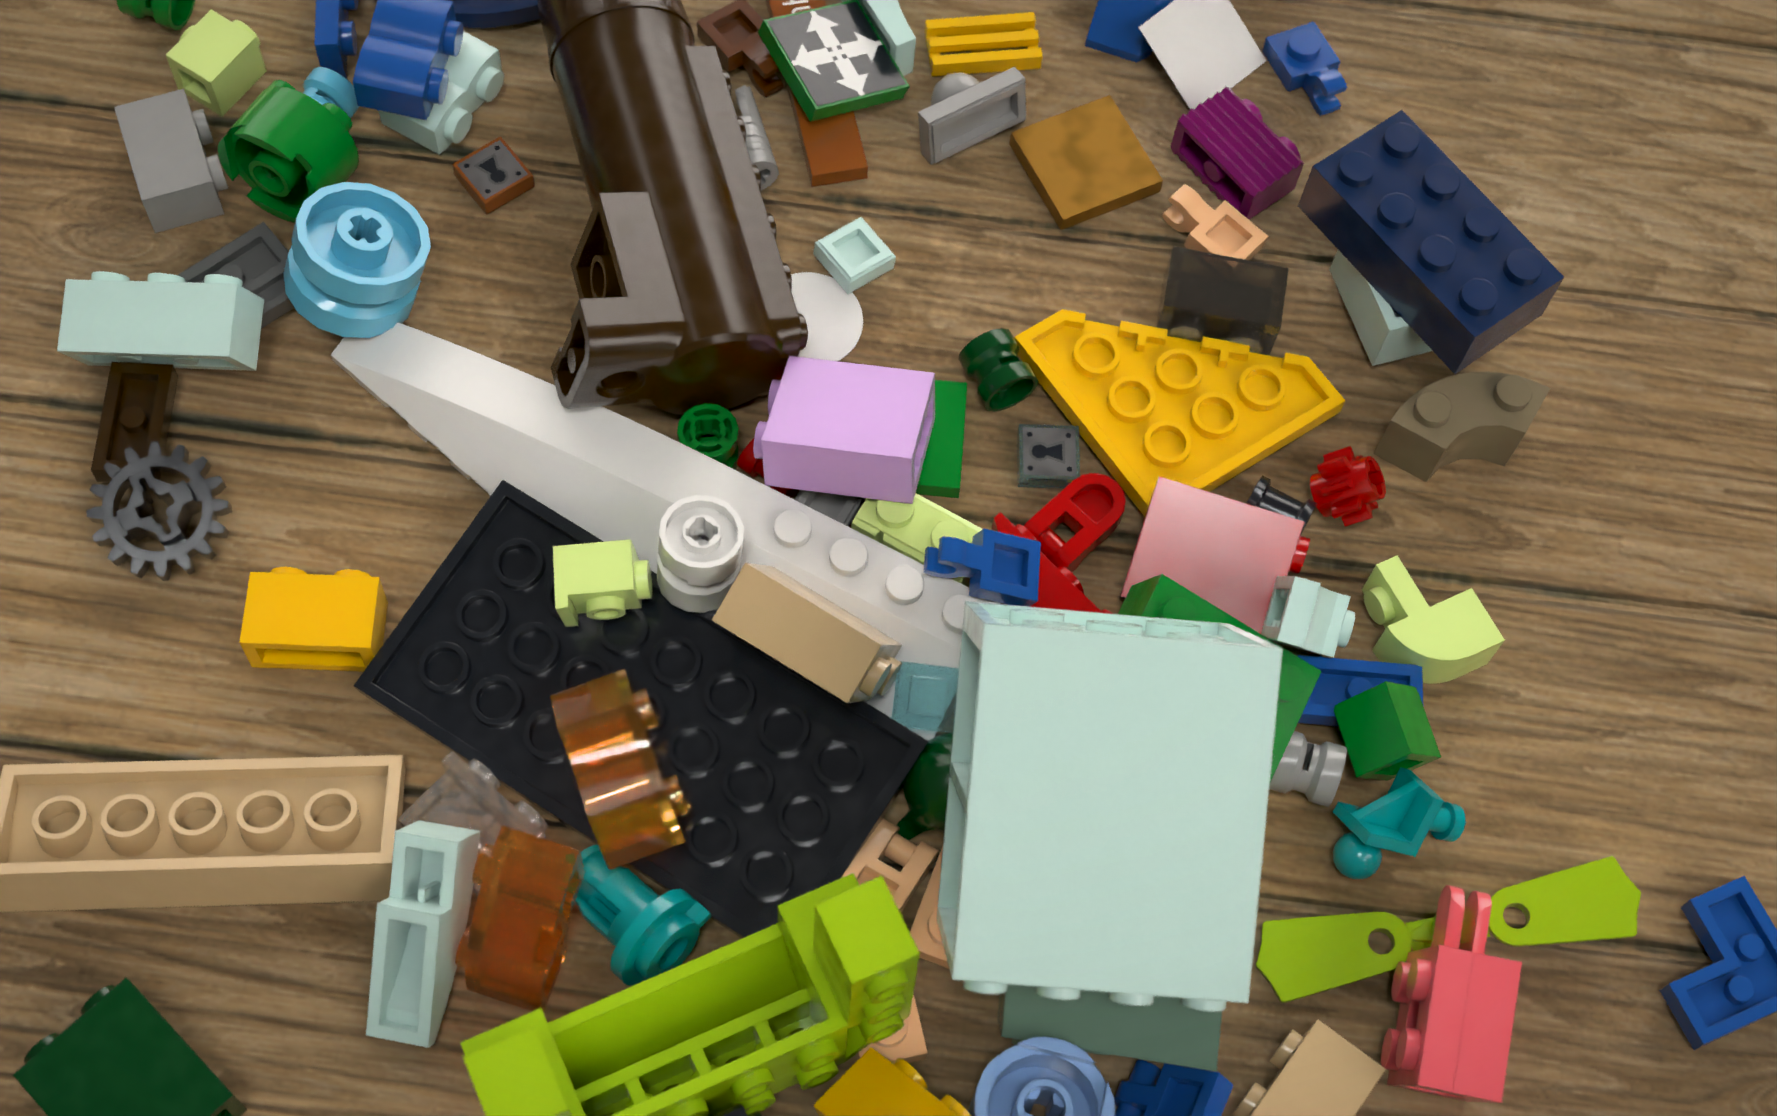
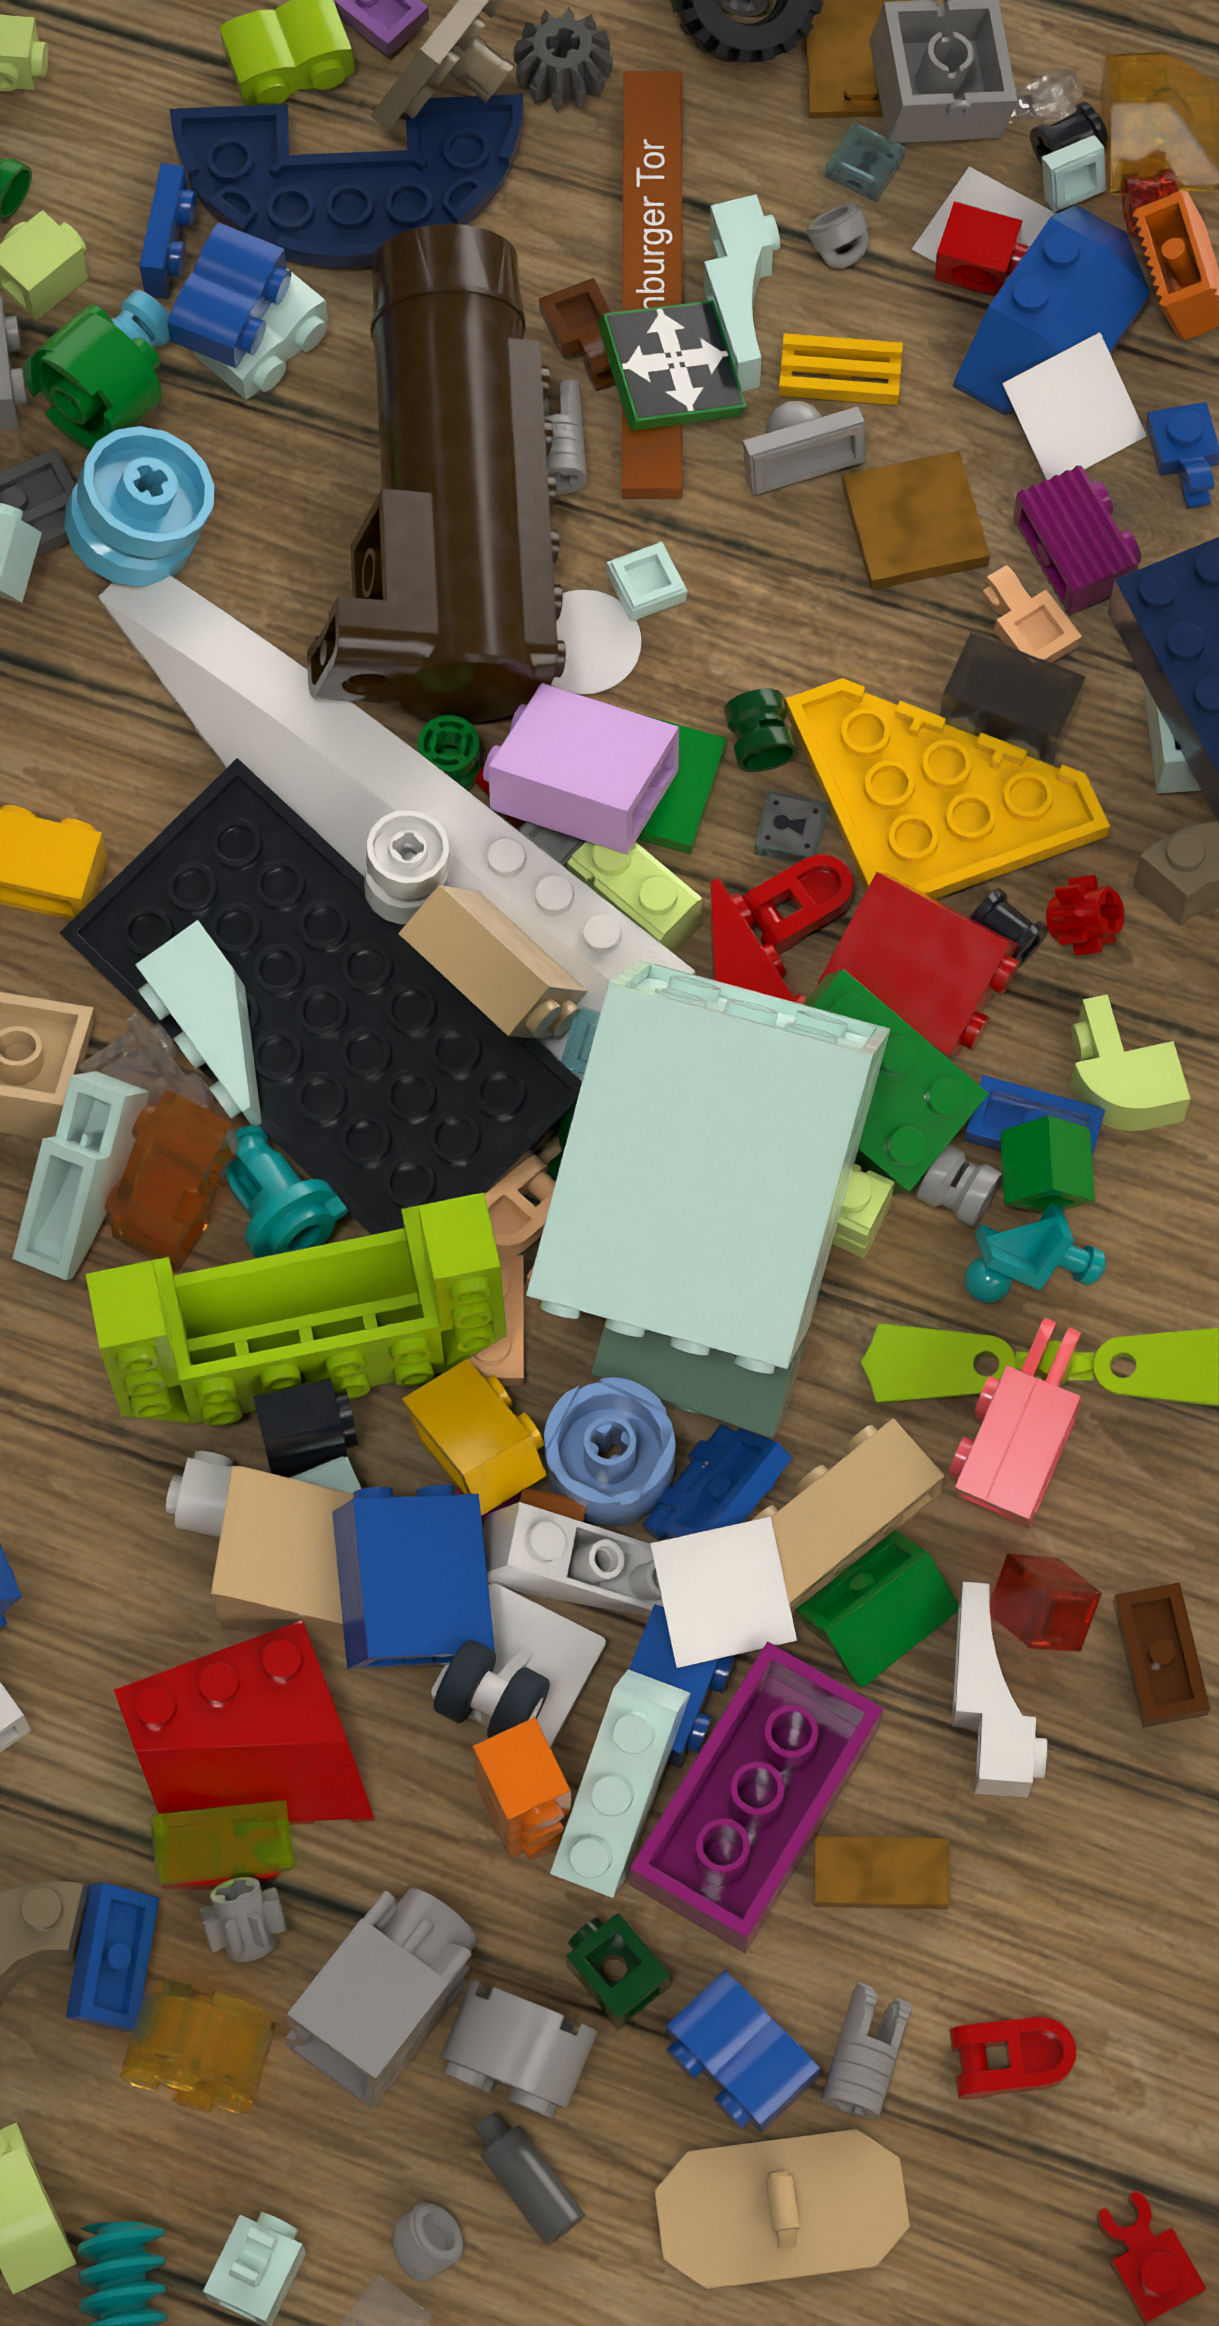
camera: 20 degrees right, 5 degrees up
(493, 175) = (296, 432): tile -> none
(515, 720) = (210, 1006): none -> light aqua slope
(599, 580) = (306, 875): yellowish green brick -> none
(618, 769) = (289, 1057): clear orange brick -> none
(997, 563) = (694, 930): blue plate -> none
(1308, 616) = (992, 1038): light aqua slope -> none

